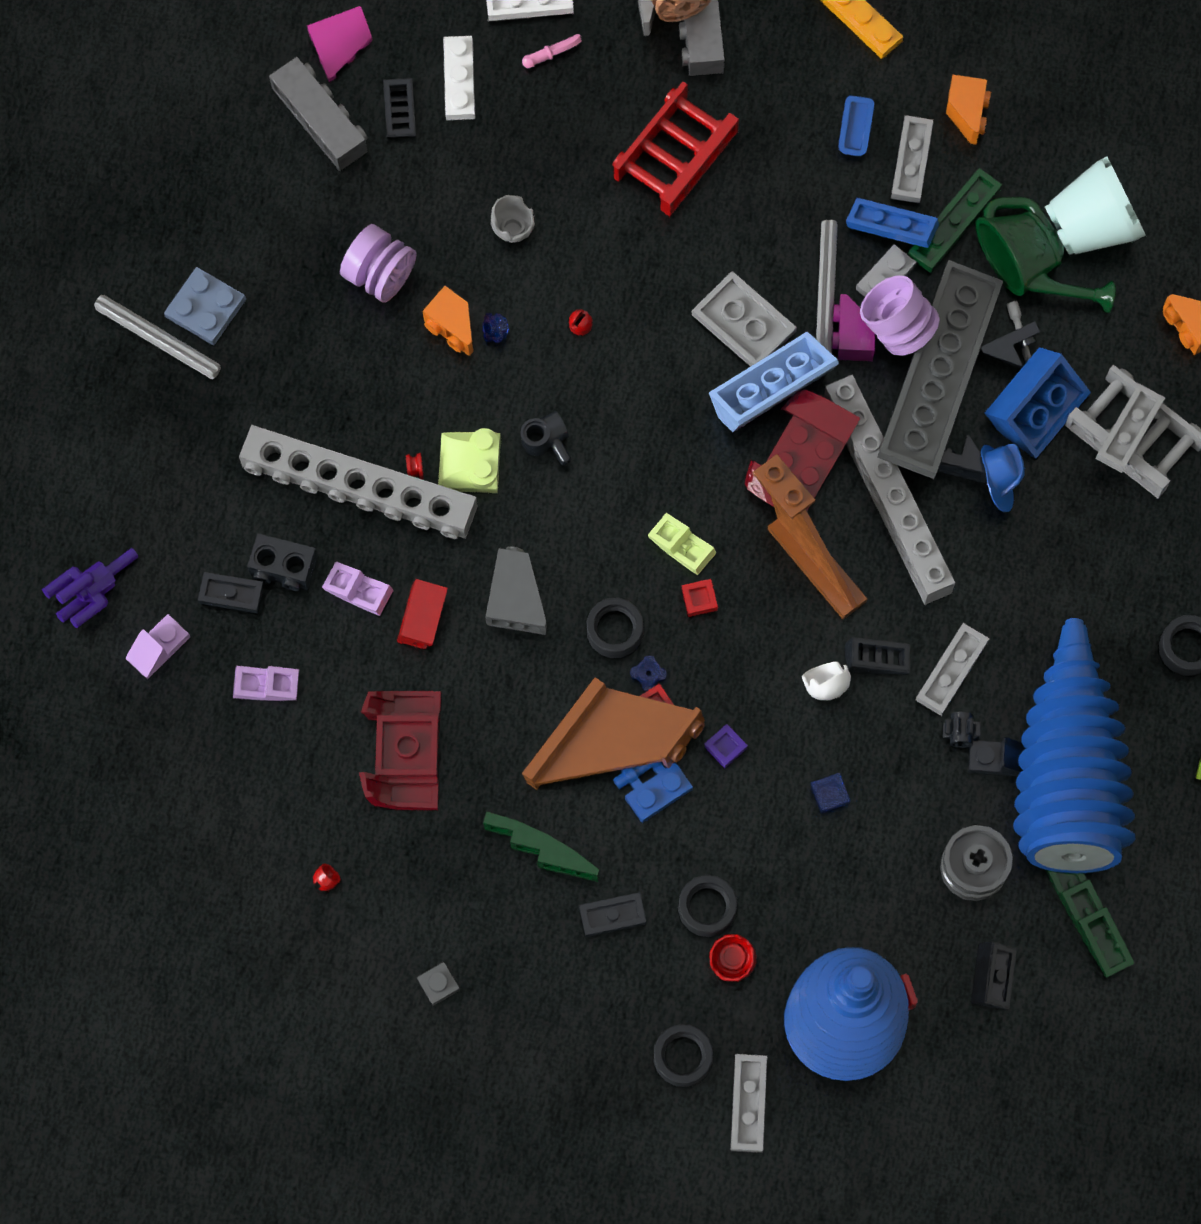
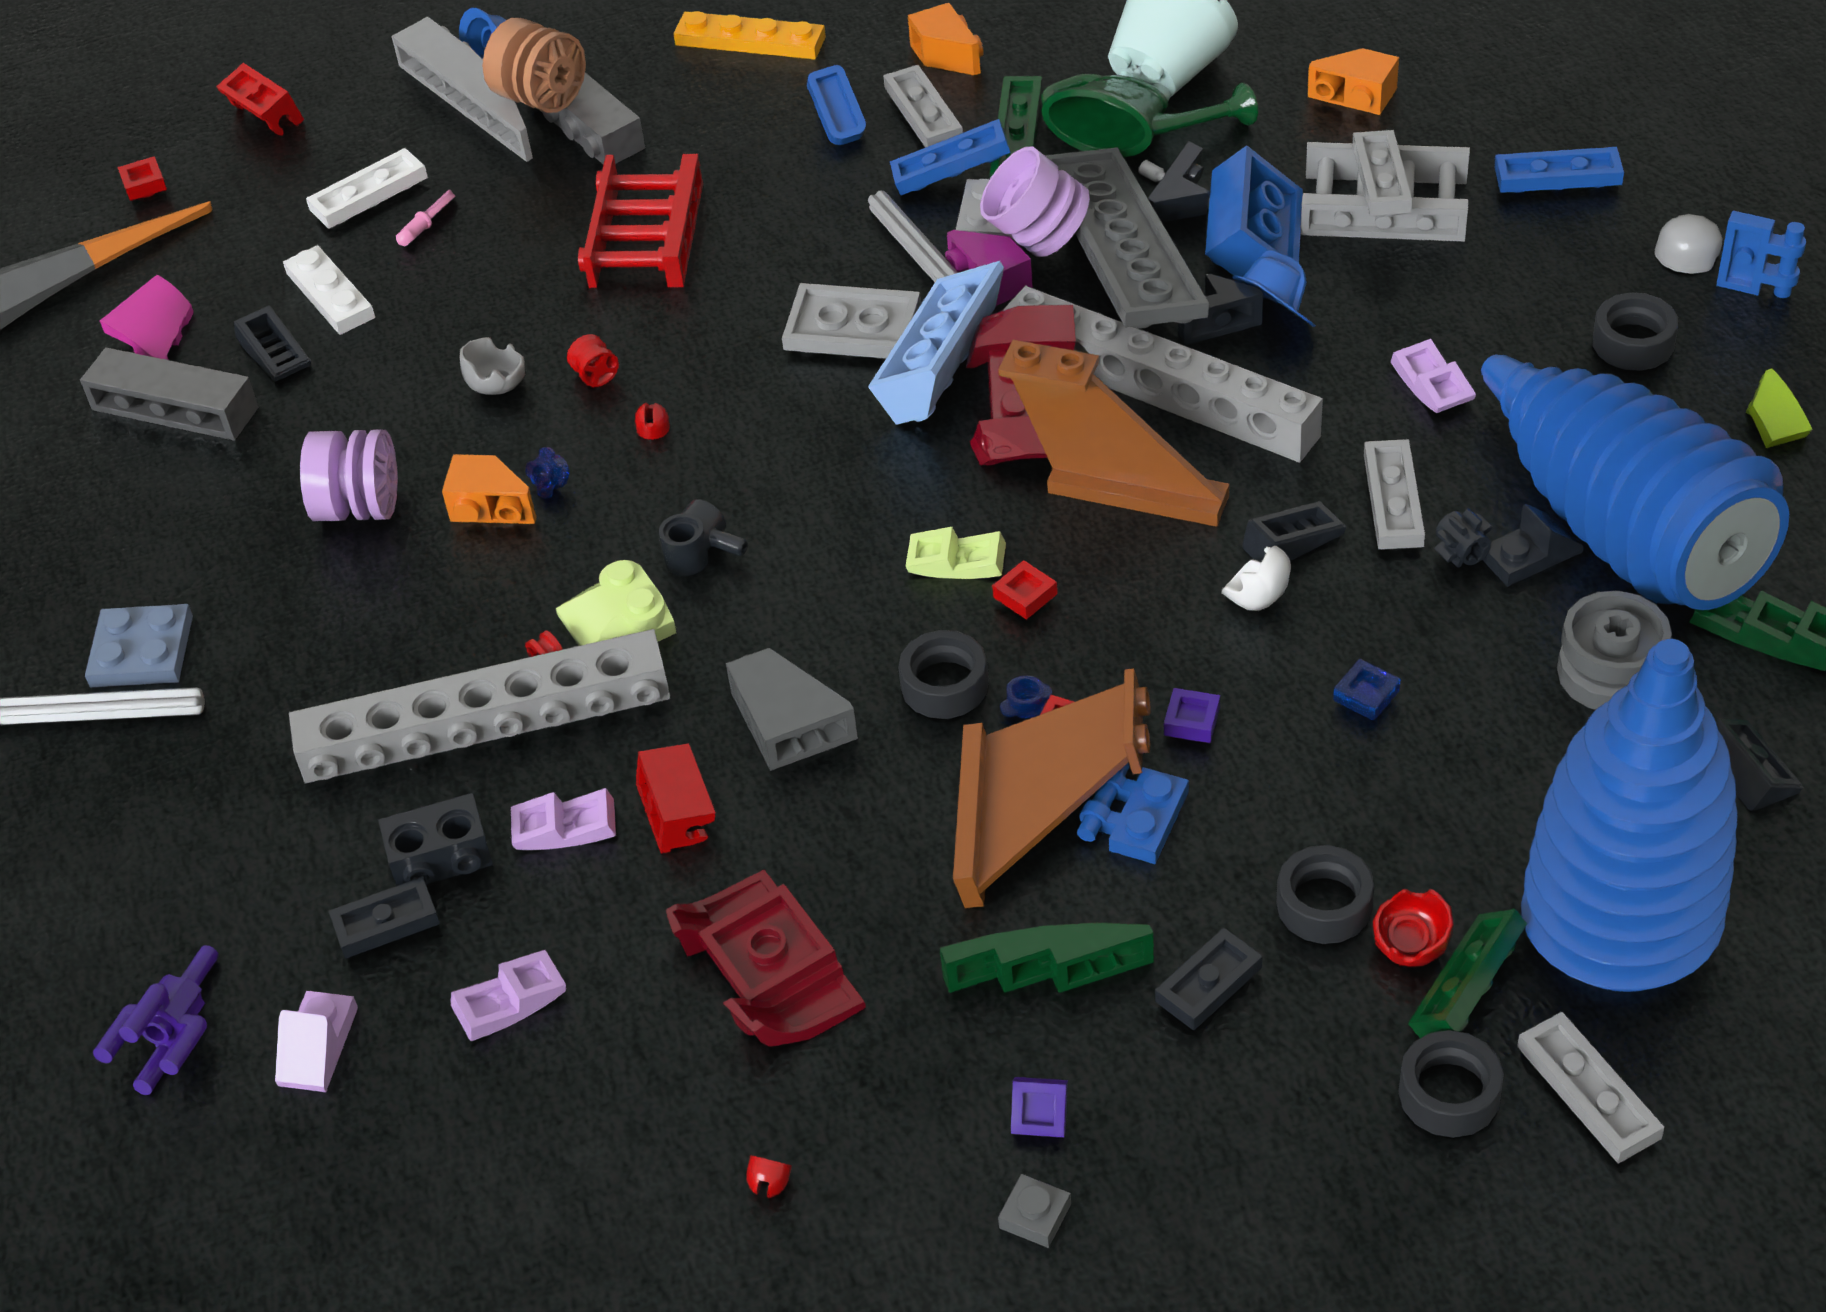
camera: 30 degrees left, 25 degrees down
(476, 931) = (1039, 1107): none -> dark purple plate
(573, 252) = (592, 360): none -> red wheel
(740, 1001) = (1468, 973): none -> dark green plate
(1046, 597) = (1431, 378): none -> lavender slope

